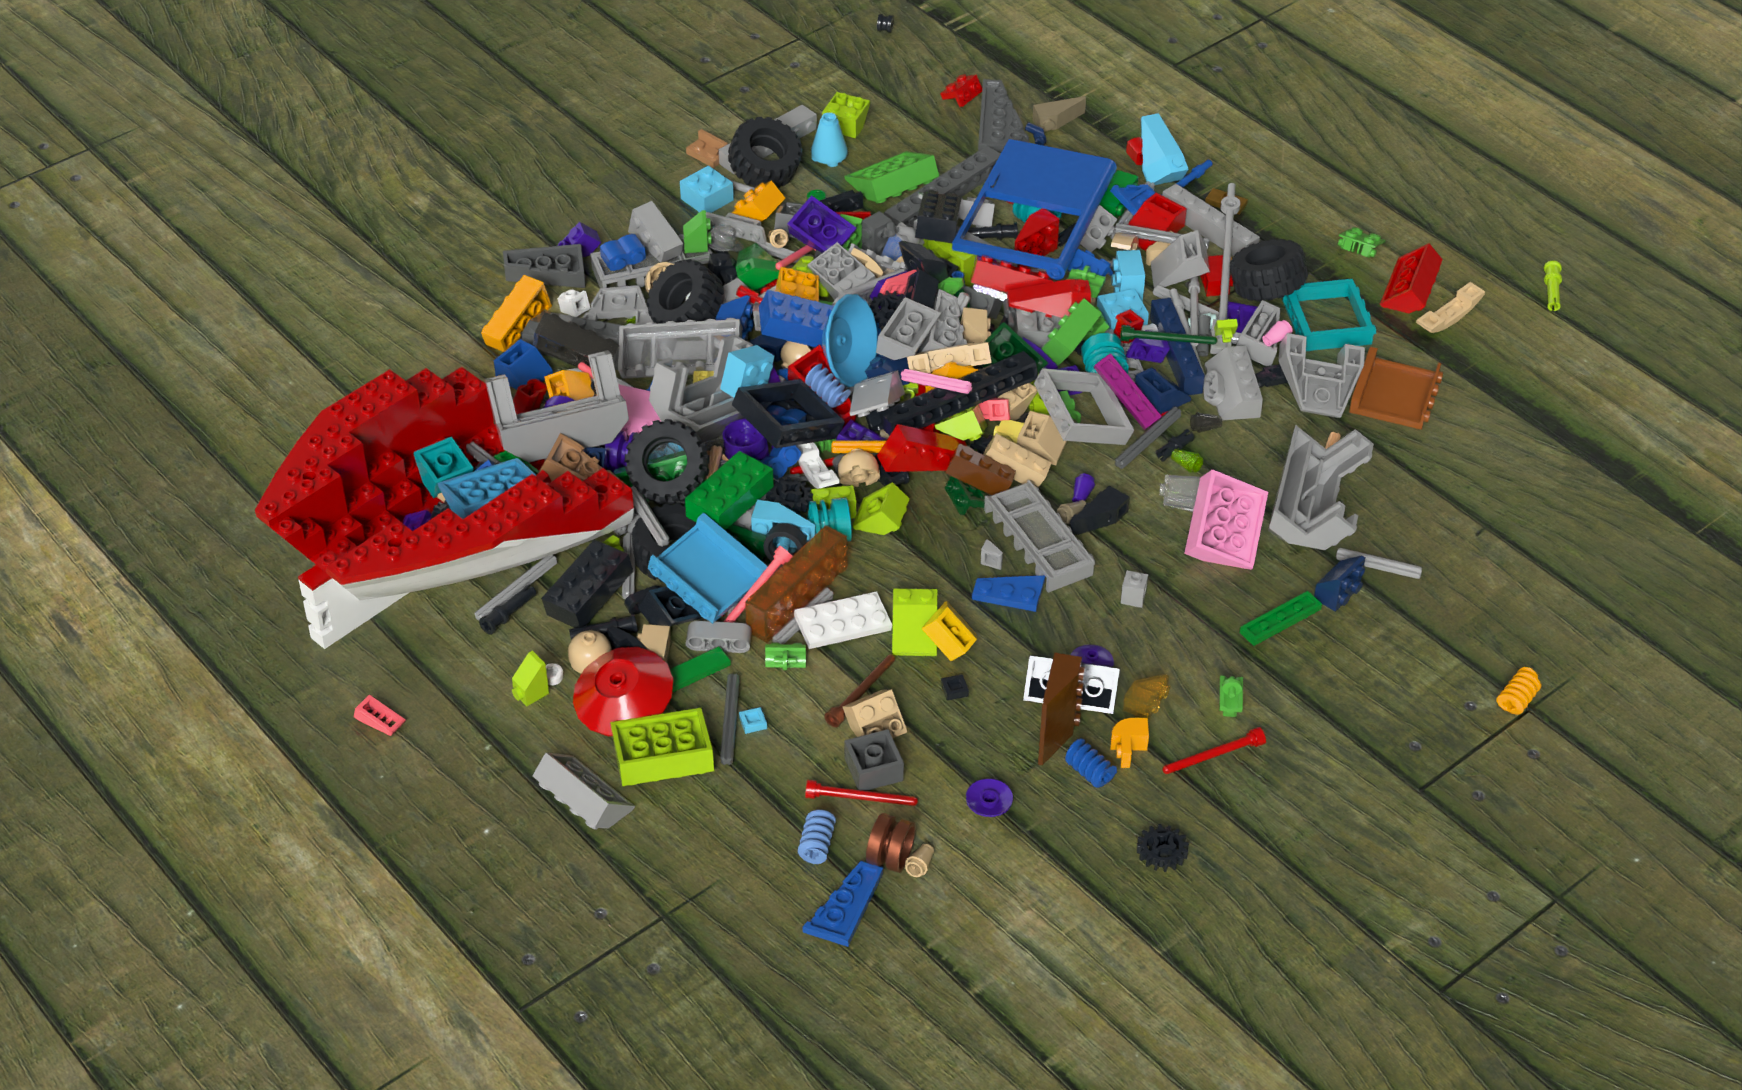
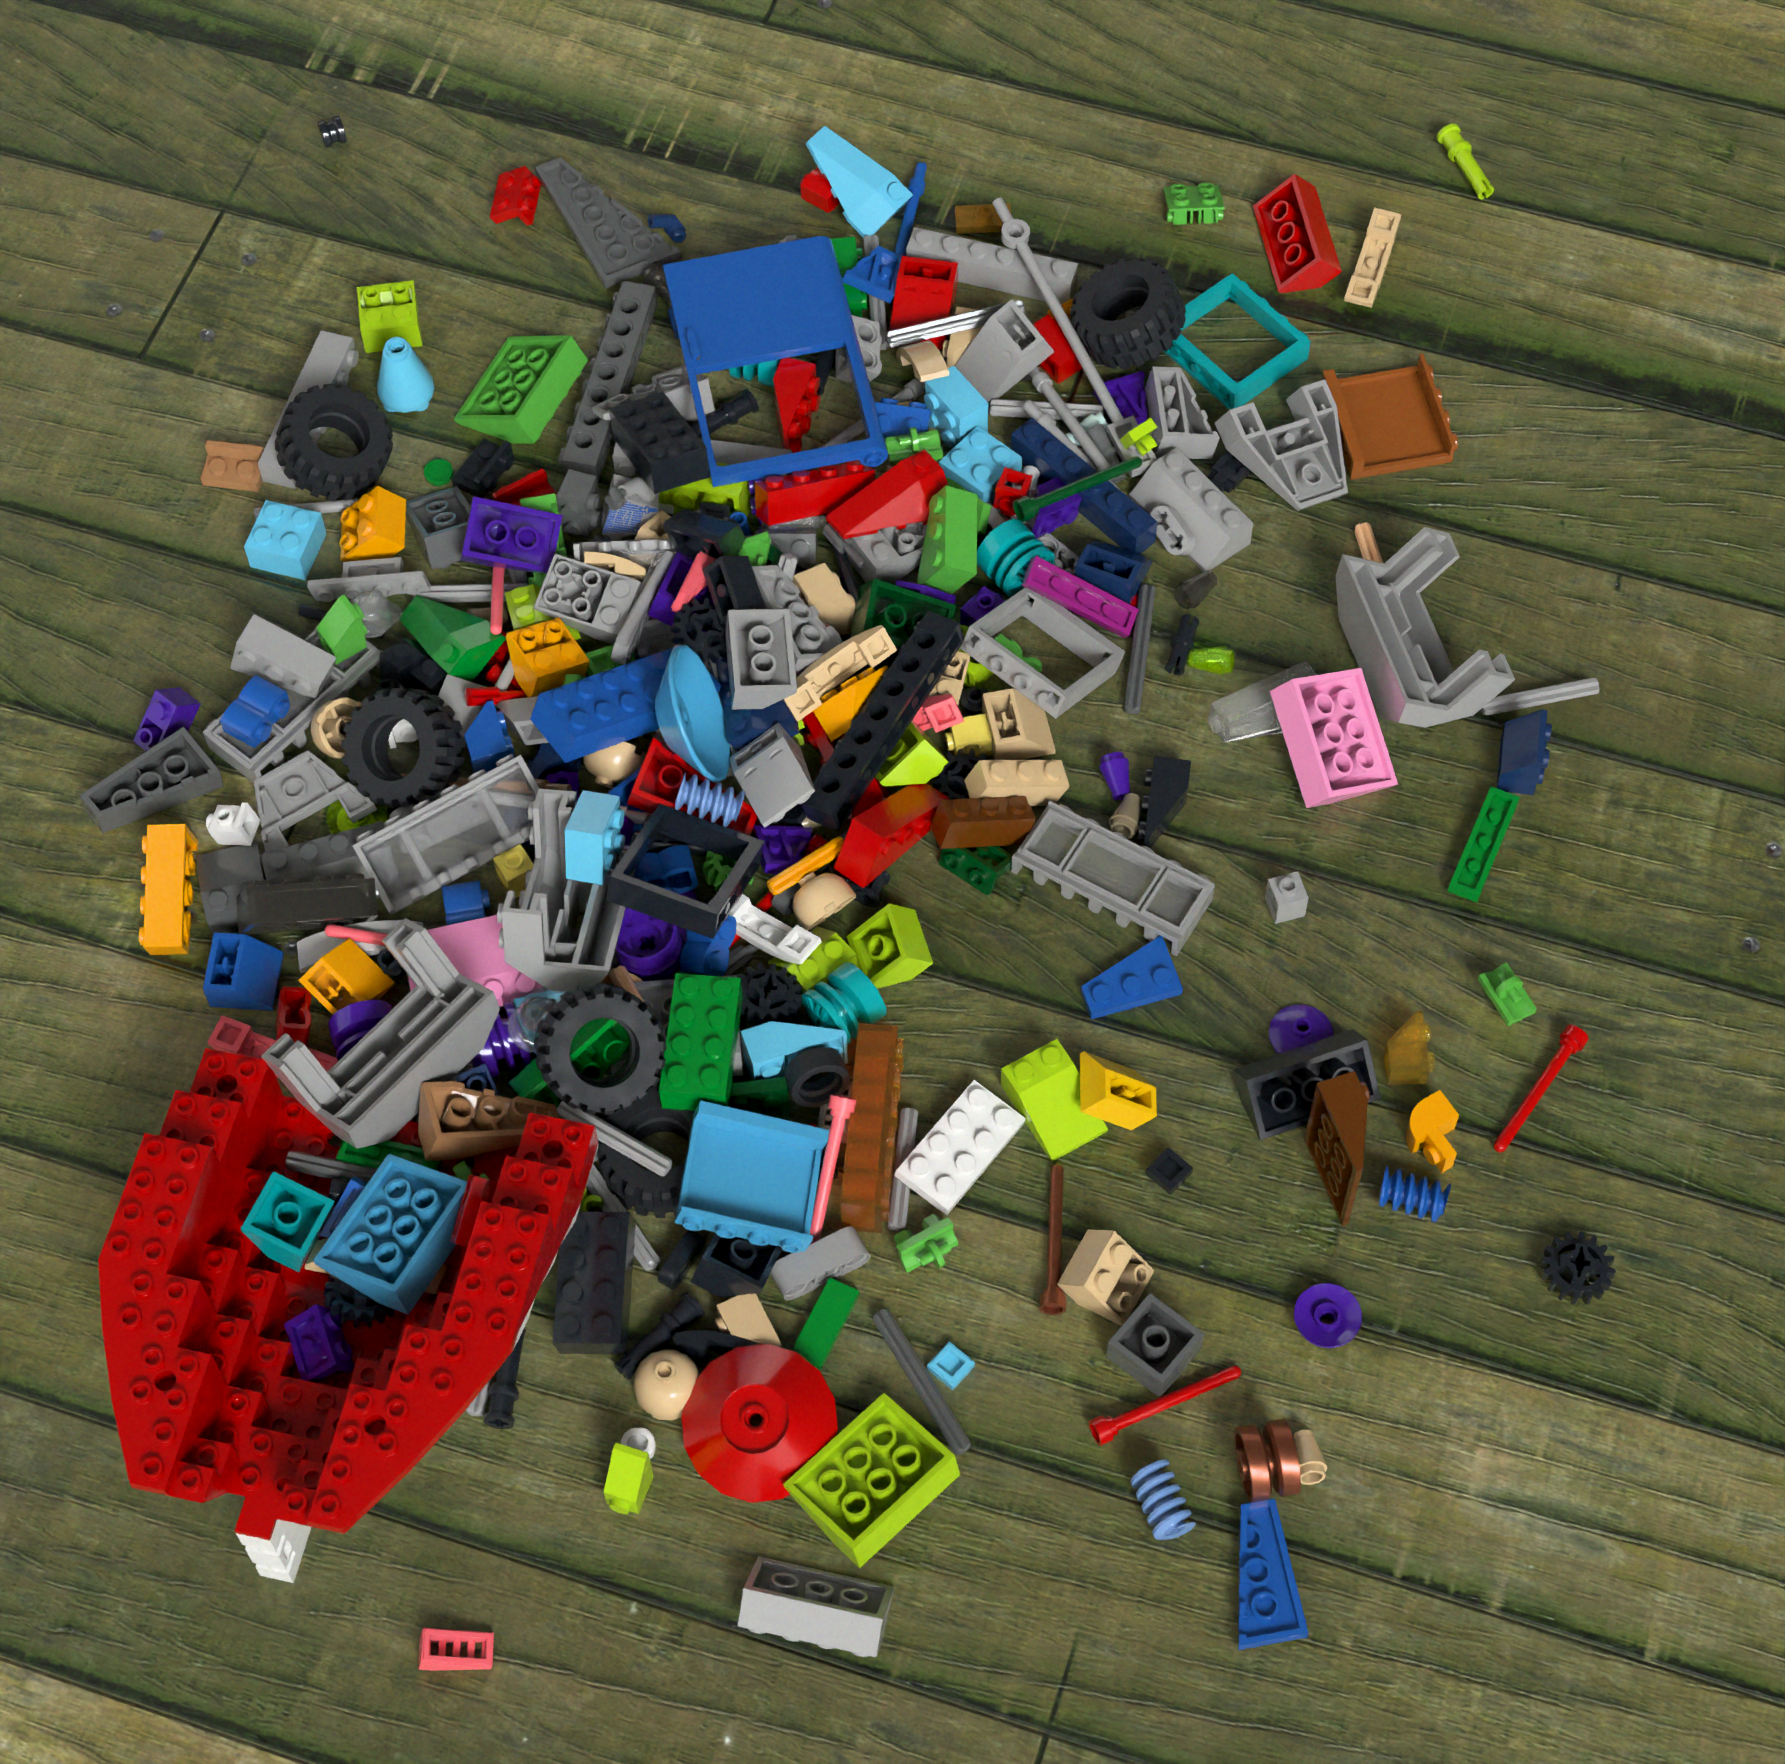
camera: 30 degrees left, 15 degrees up
(781, 240) = (447, 574): tan cone -> none
(936, 381) = (847, 717): bright pink axle -> none
(991, 555) = (1076, 941): light grey slope -> none
(1058, 113) = (668, 183): dark tan slope -> none
(1277, 332) = (1209, 410): bright pink cone -> none

